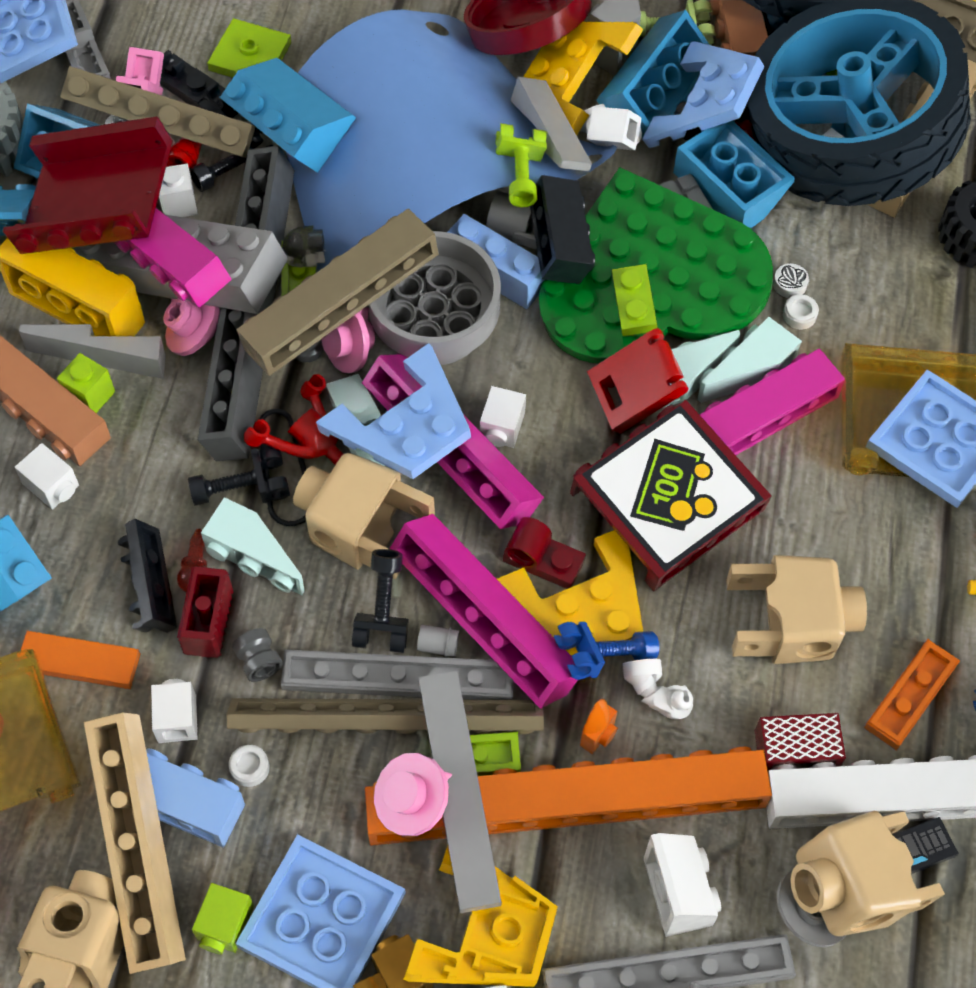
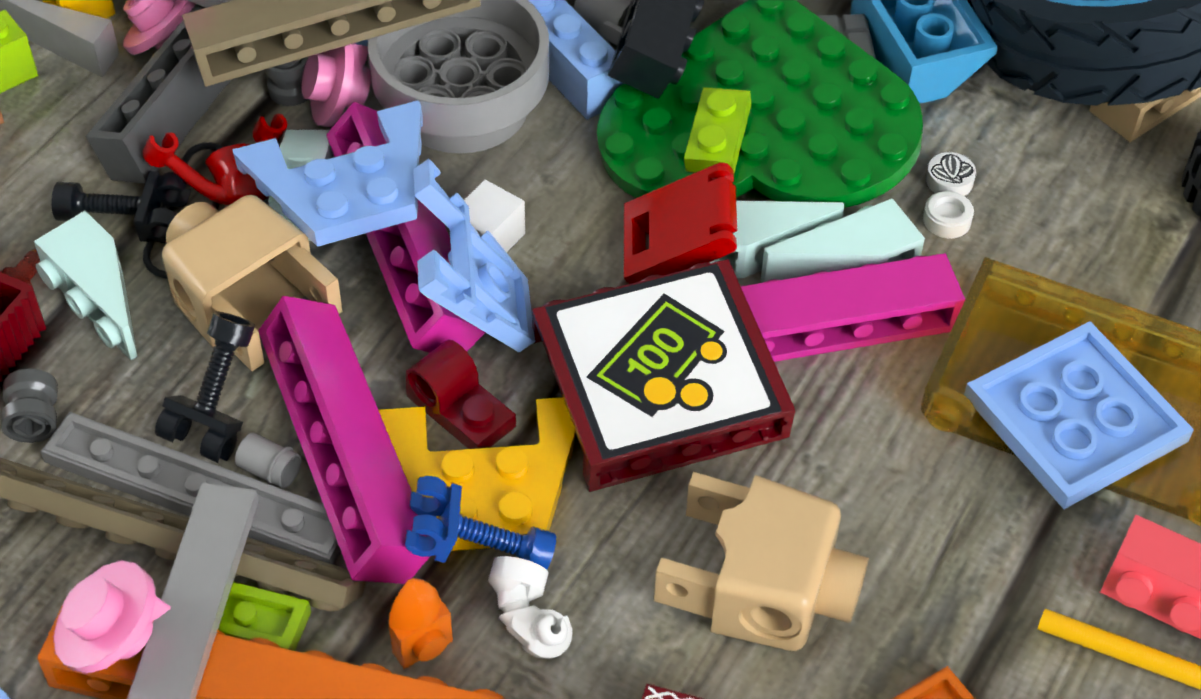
camera: 20 degrees right, 10 degrees down
(534, 473) = (482, 278): none -> light blue wing

